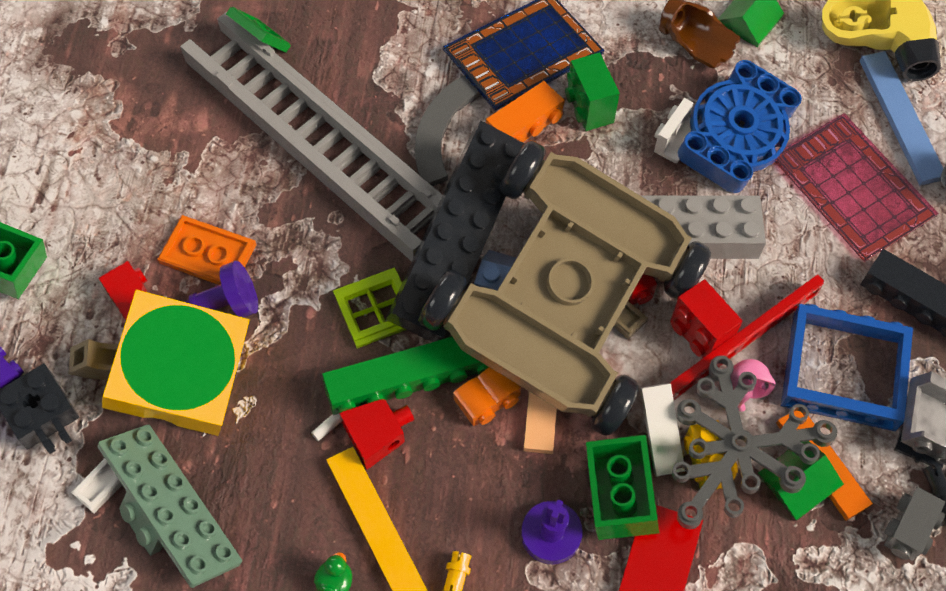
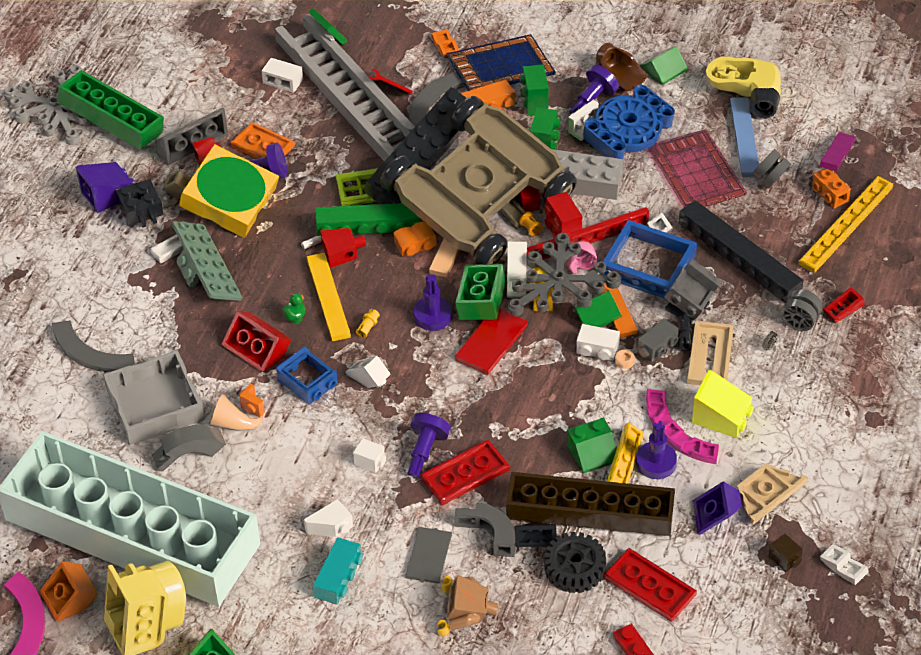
camera: 15 degrees right, 15 degrees down
(80, 272) = (180, 142): none -> dark grey slope
(209, 123) = (282, 75): none -> white brick
(369, 109) = (379, 77): none -> red flag
(433, 27) = (444, 42): none -> orange slope
(629, 161) = (546, 126): none -> green brick
(652, 331) = (528, 221): none -> light orange bush
(680, 62) = (600, 82): none -> dark purple piece
(824, 544) = (598, 342): none -> white brick
(839, 296) = (660, 223): none -> white slope
(869, 563) = (624, 359): none -> light nougat tile

